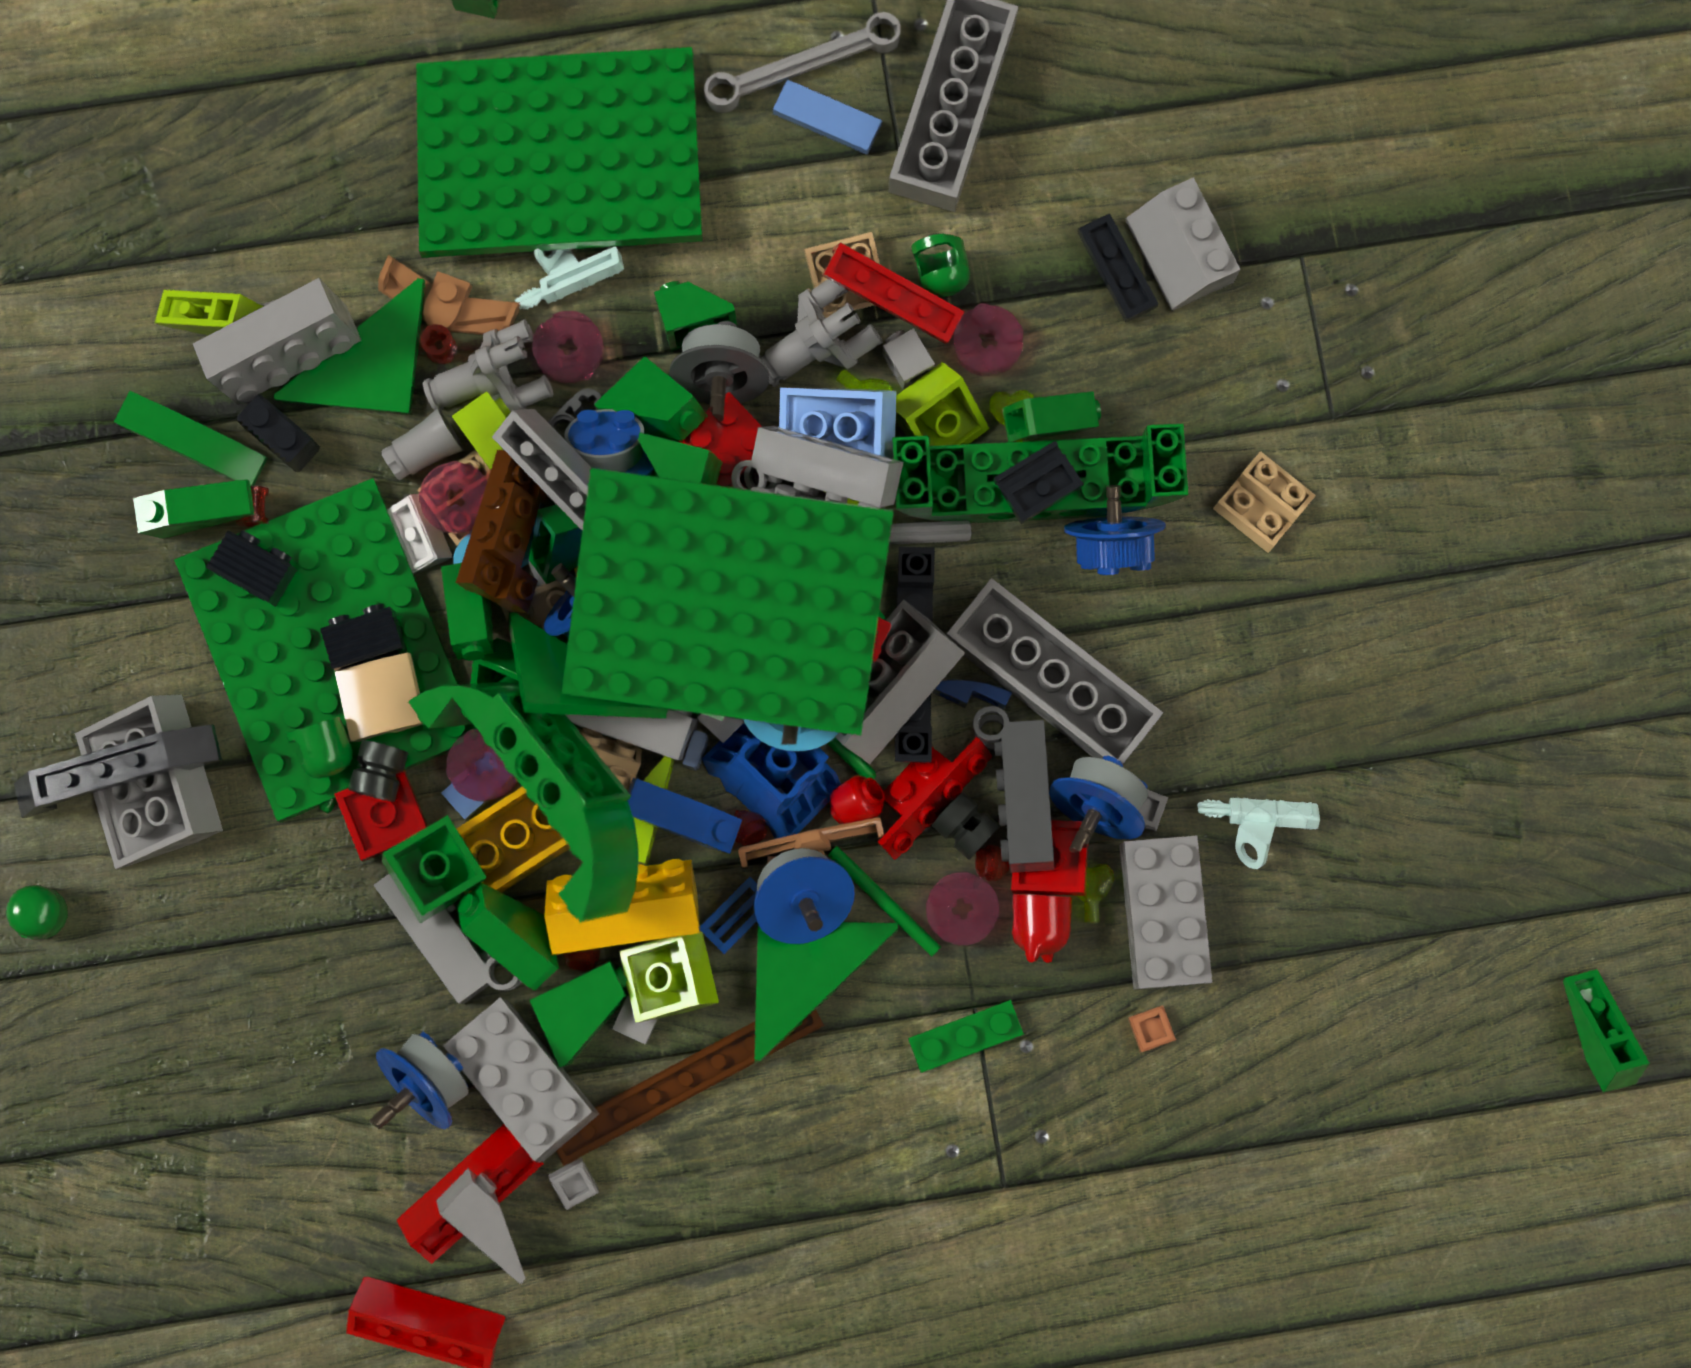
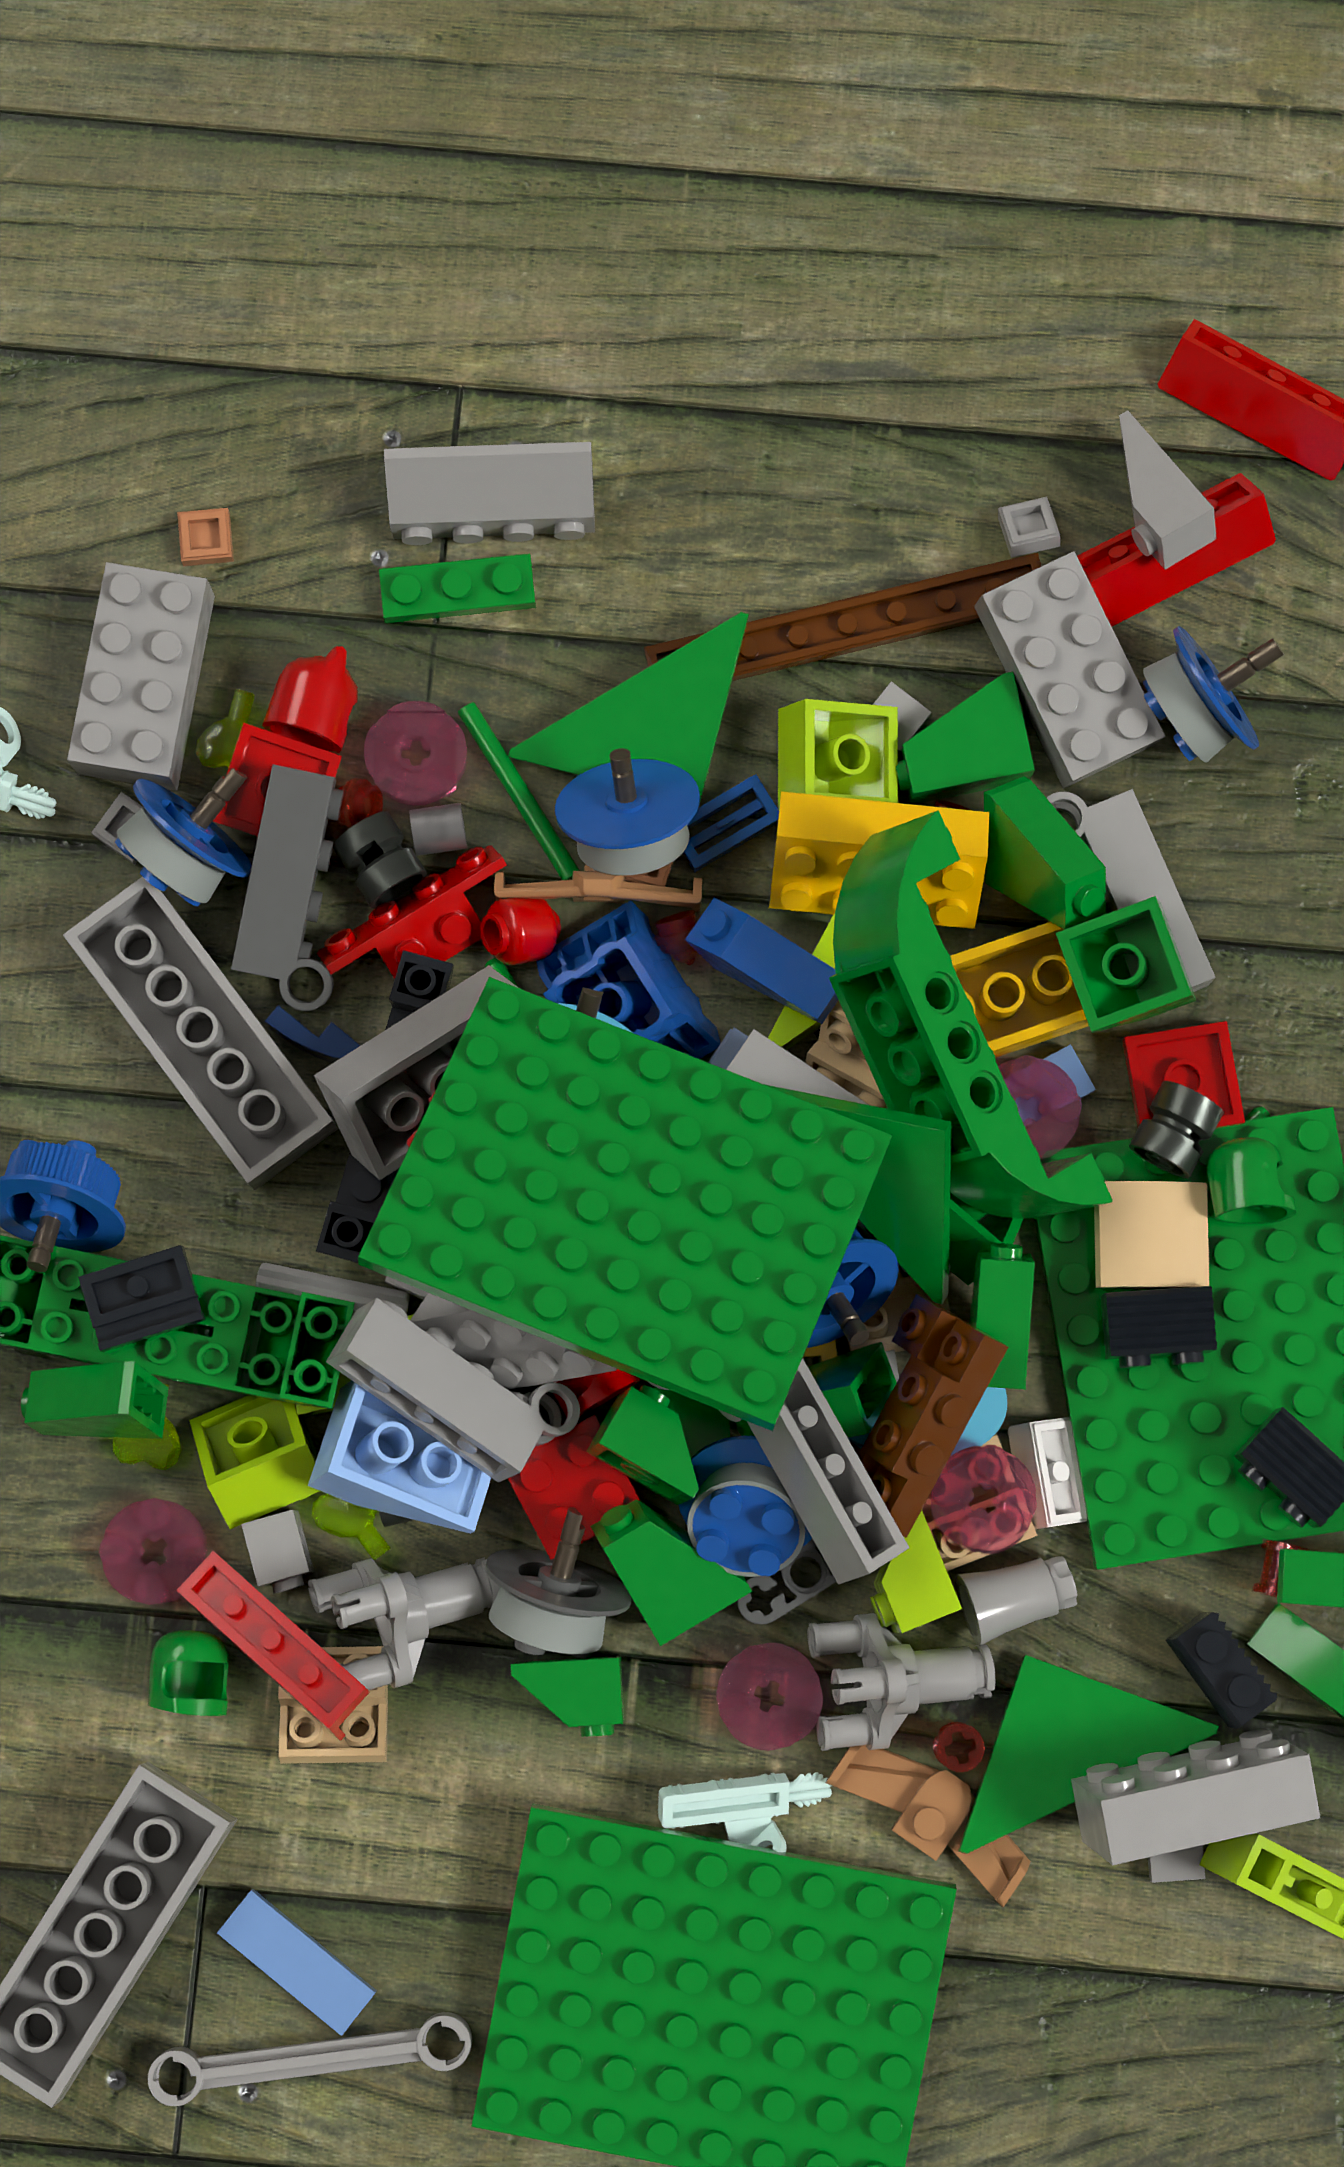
camera: 165 degrees left, 0 degrees up
(932, 859) = (438, 829): none -> flat silver beam
(958, 1105) = (490, 492): none -> light grey slope

